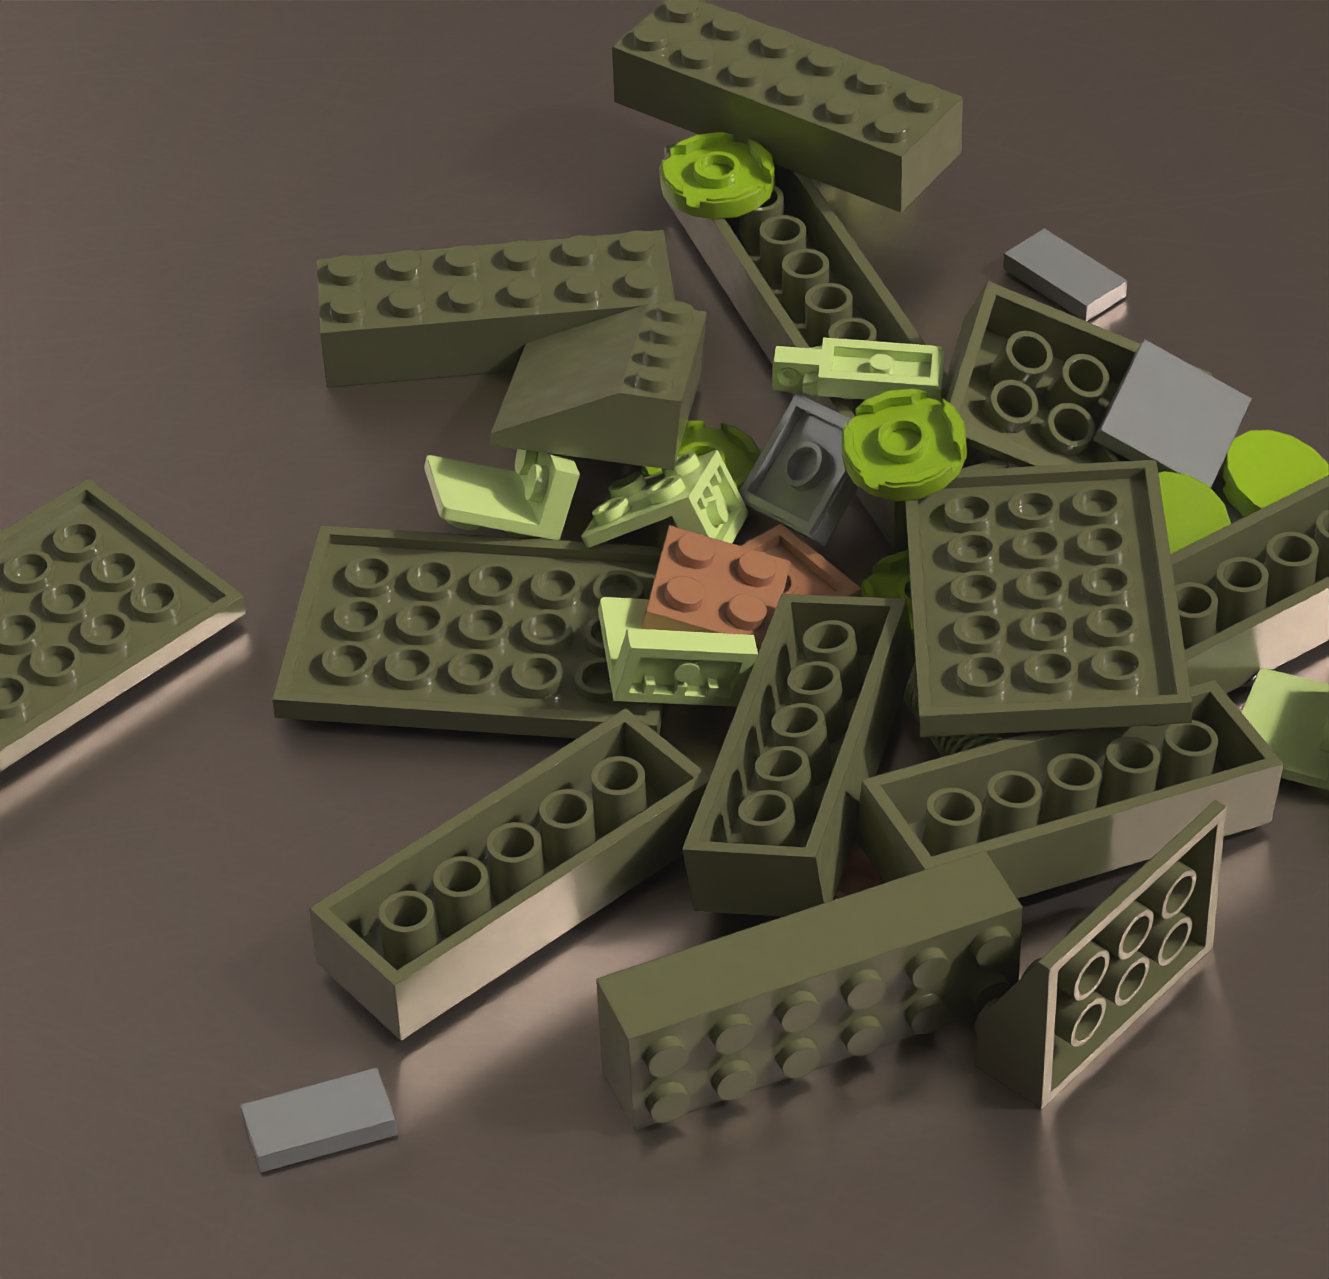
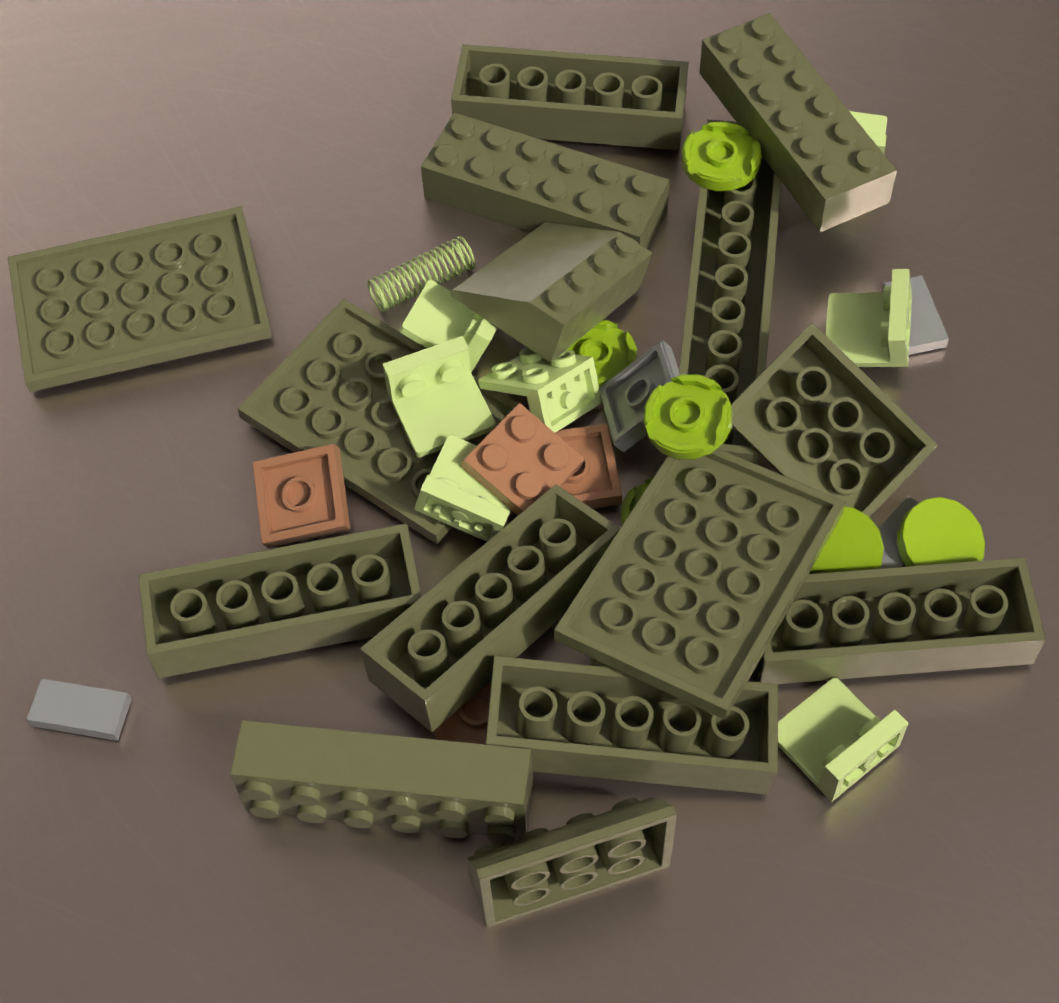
camera: 30 degrees right, 15 degrees up
(432, 430) = (379, 291): none -> yellowish green piece
(442, 751) = (301, 496): none -> nougat plate
(458, 188) = (574, 95): none -> olive brick
(542, 571) = (437, 396): none -> yellowish green bracket
(858, 368) = (708, 346): yellowish green hinge -> none
(1046, 272) = (873, 325): none -> yellowish green bracket
(1172, 415) = (887, 469): light grey tile -> none

